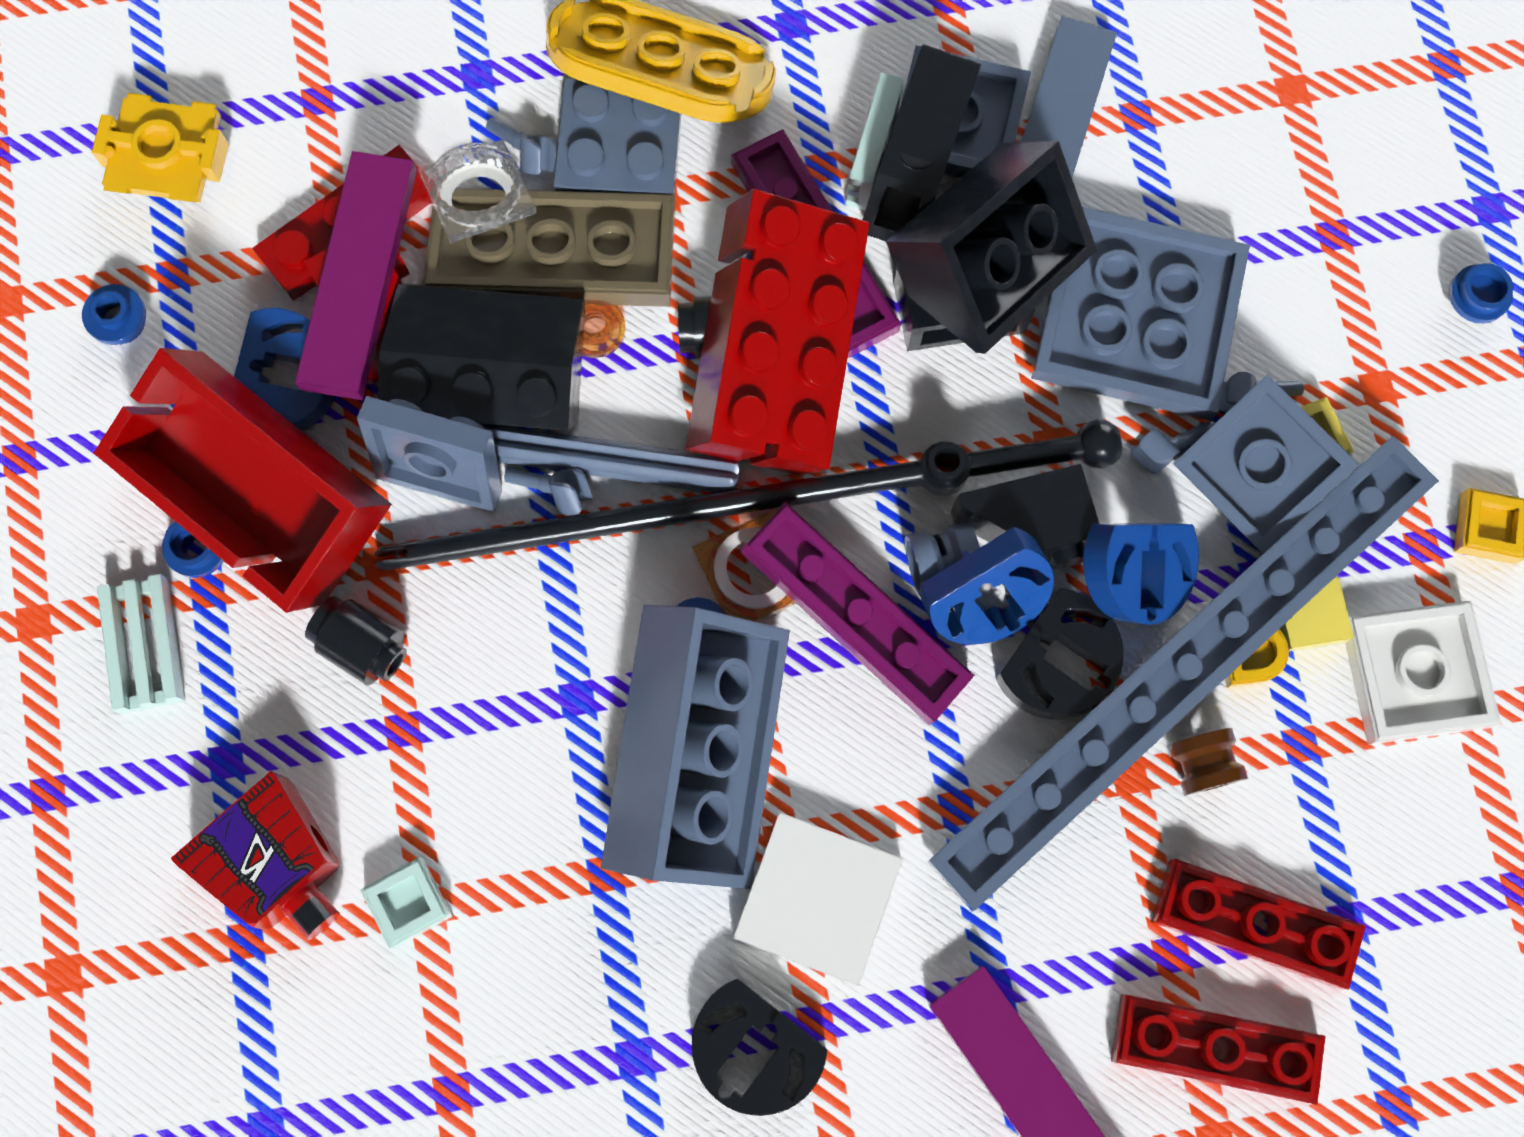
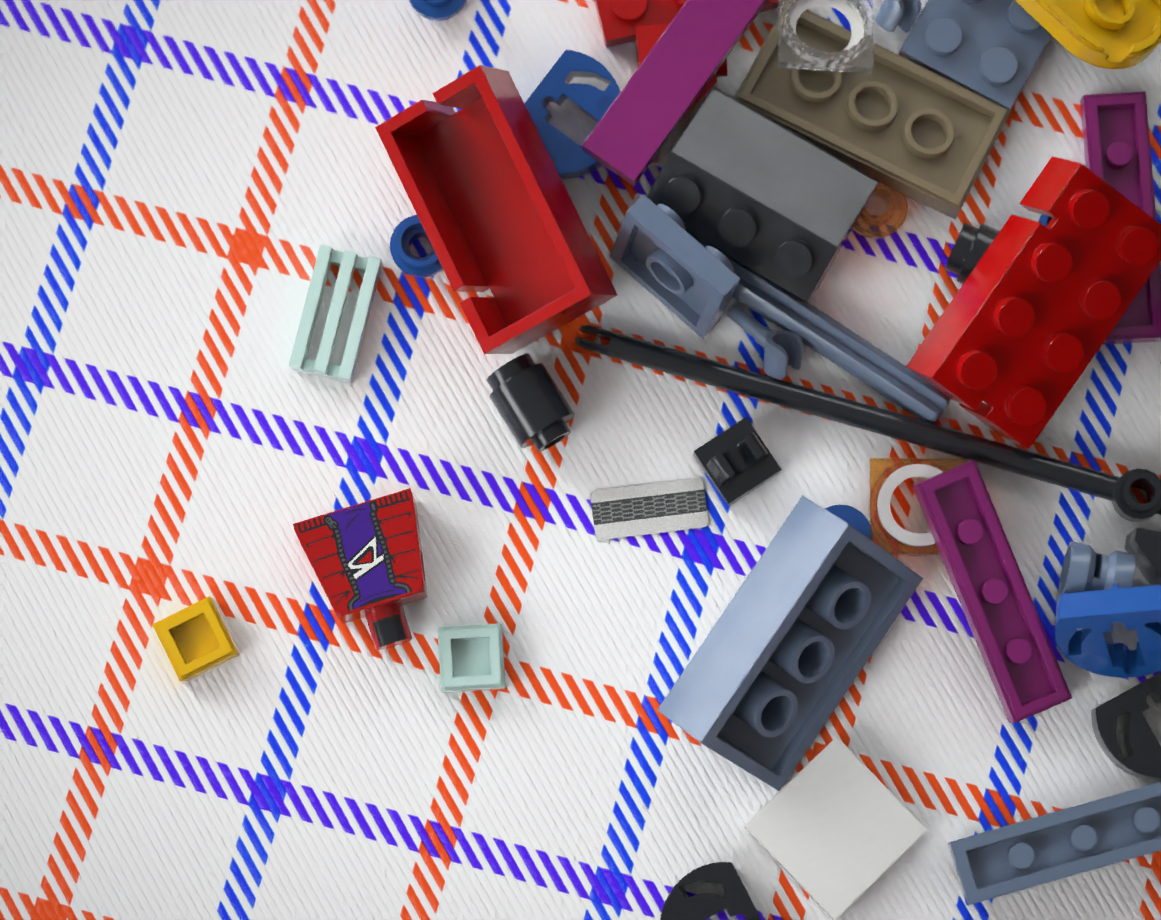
camera: 30 degrees right, 5 degrees up
(131, 1013) = (196, 639): none -> yellow tile
(512, 686) = (649, 508): none -> clear sticker
(573, 606) = (737, 462): none -> black tile

